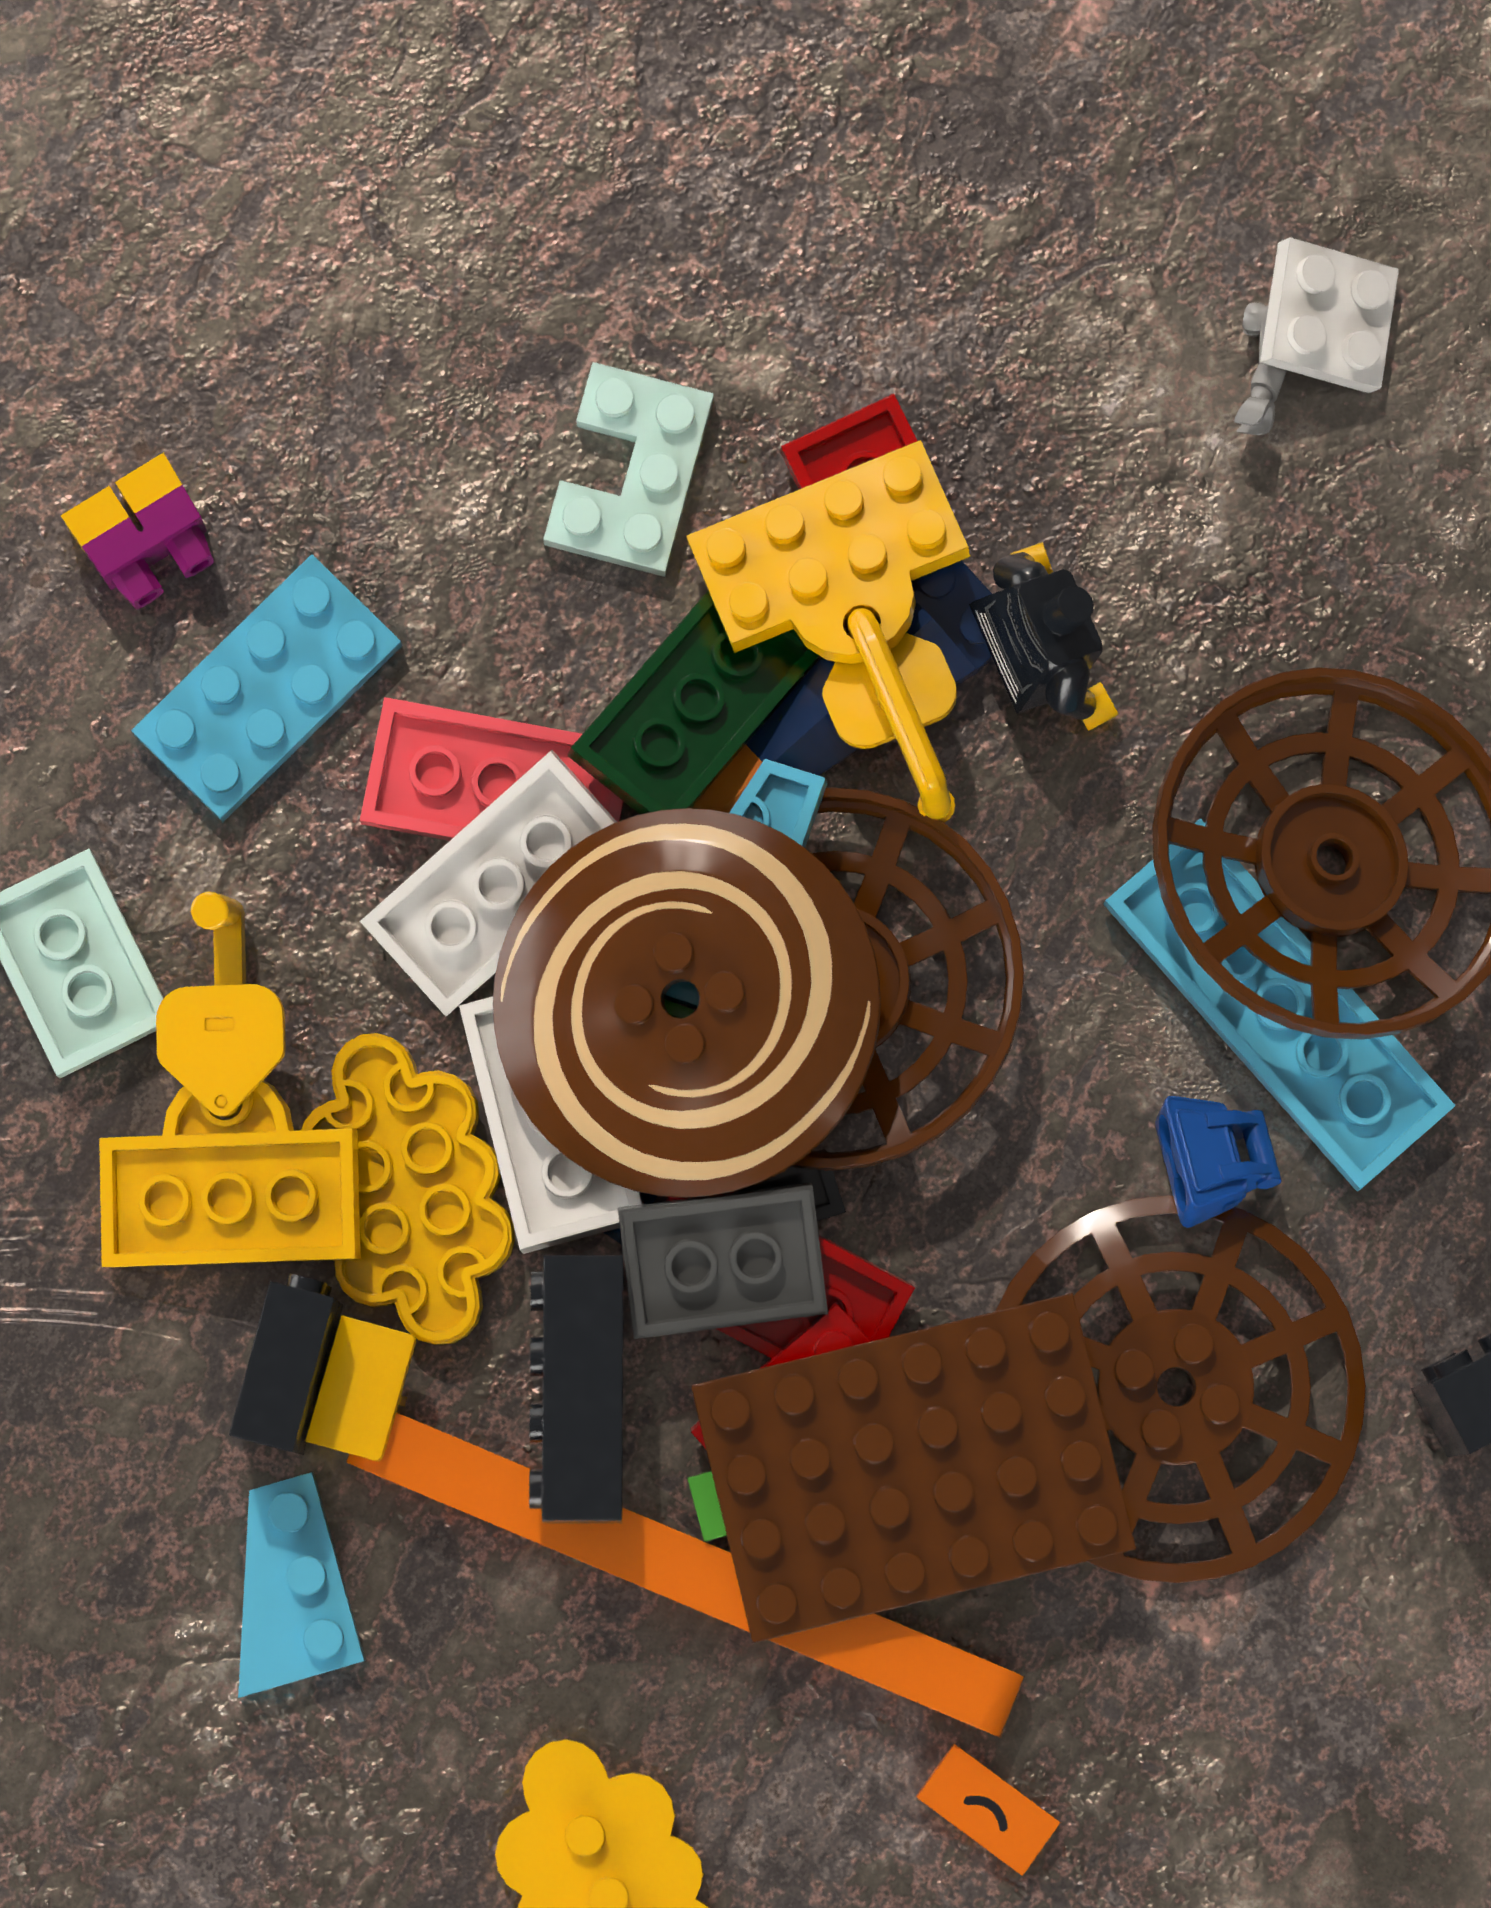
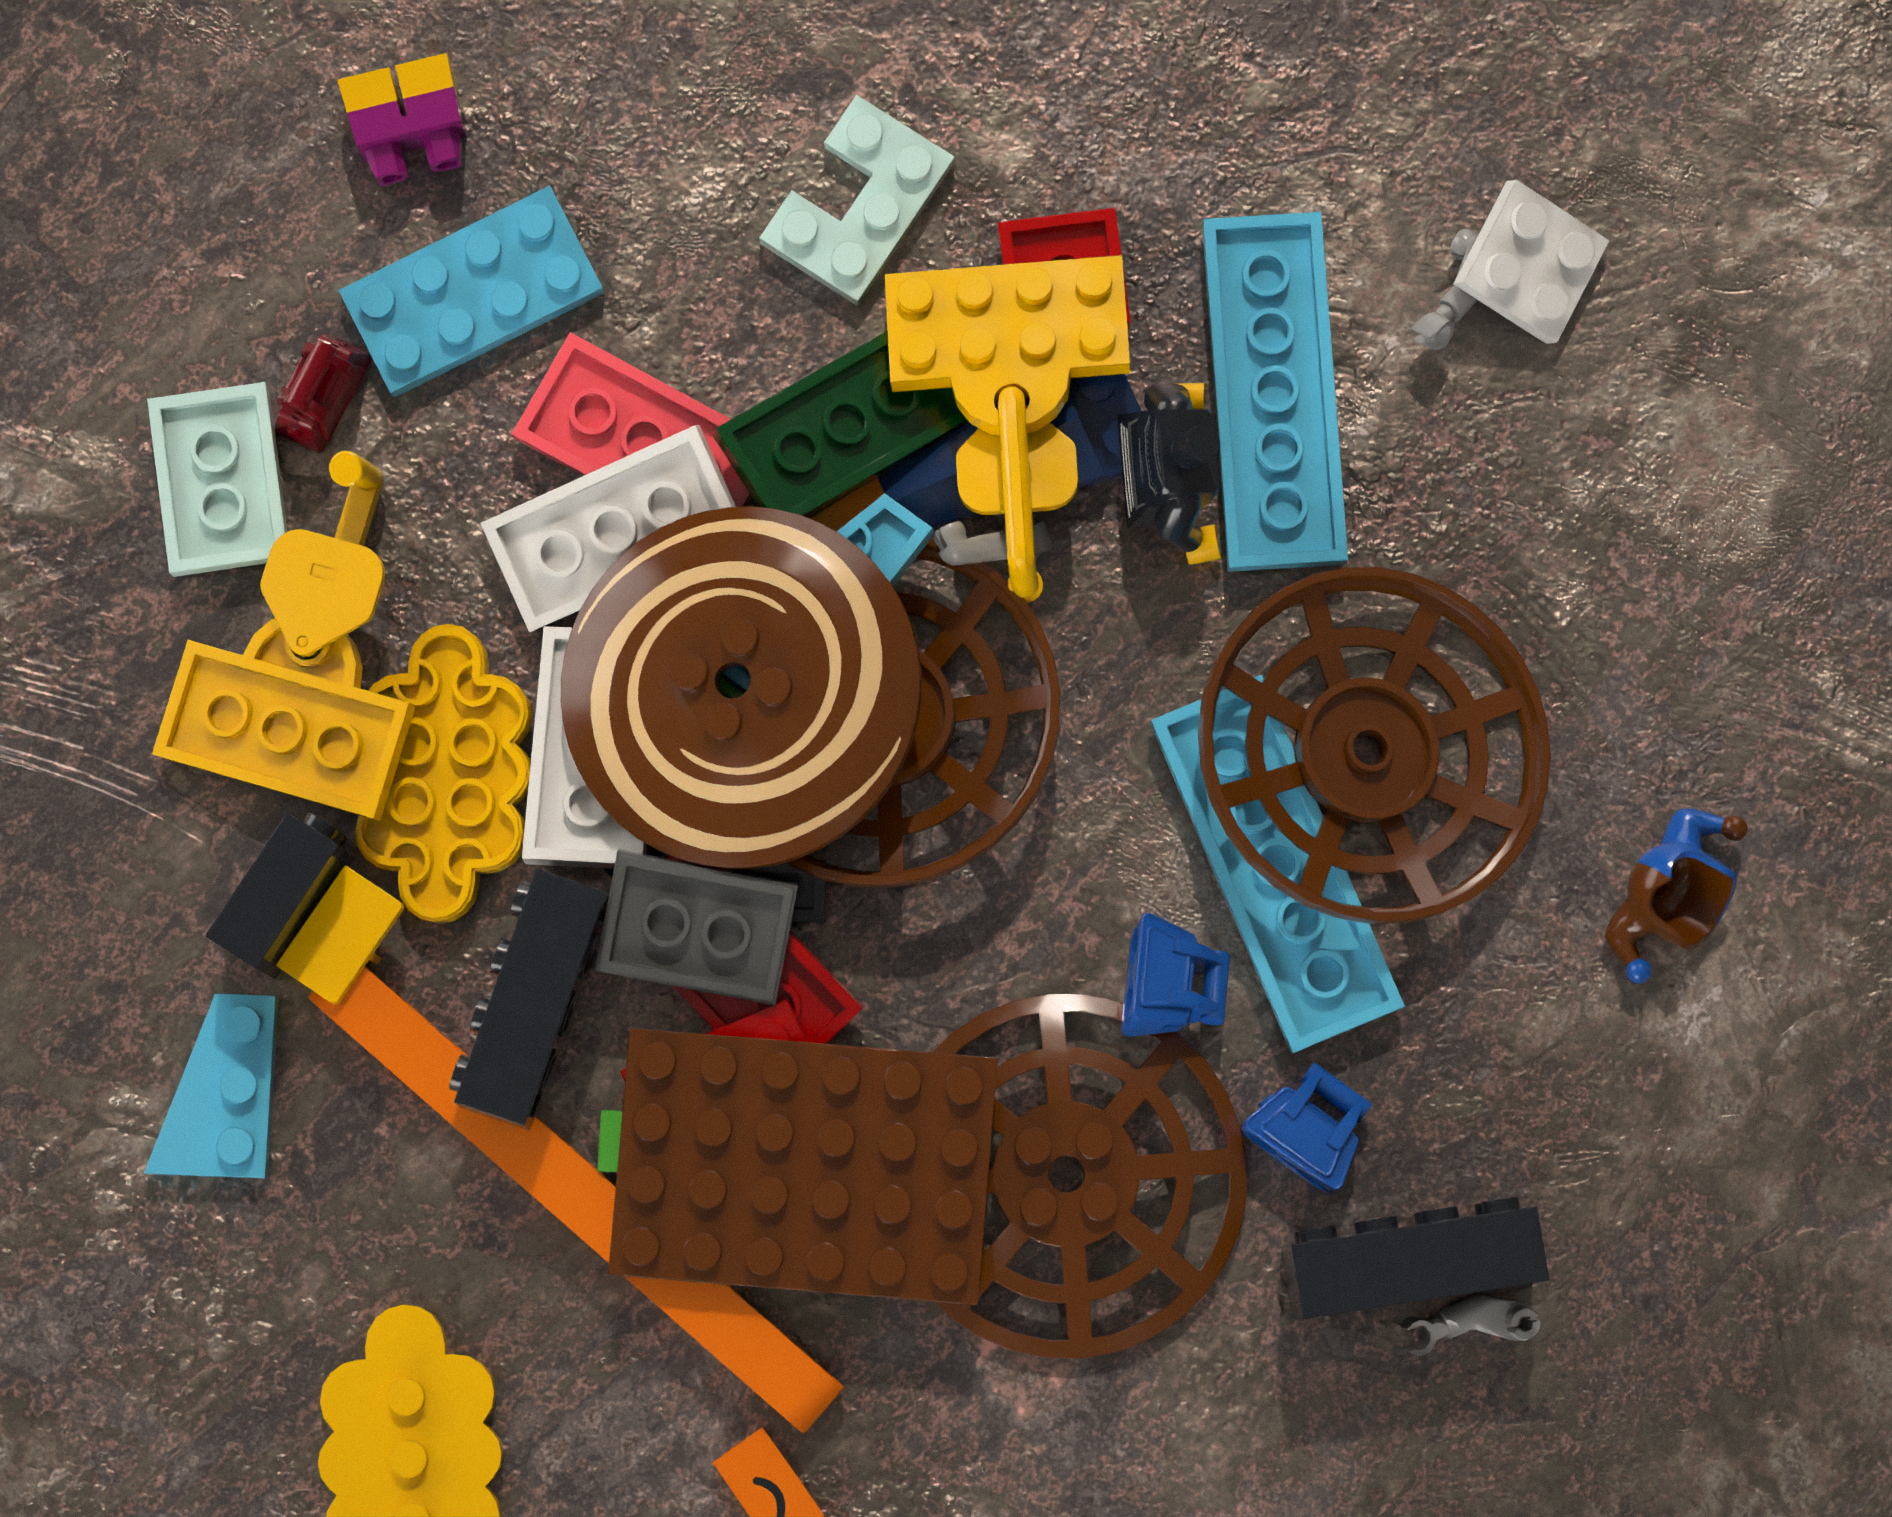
camera: 25 degrees right, 0 degrees up
(147, 840) = (320, 391): none -> dark red piece
(859, 792) = (960, 550): none -> light grey arm
(1116, 527) = (1274, 392): none -> medium azure plate
(1399, 1268) = (1306, 1136): none -> blue piece

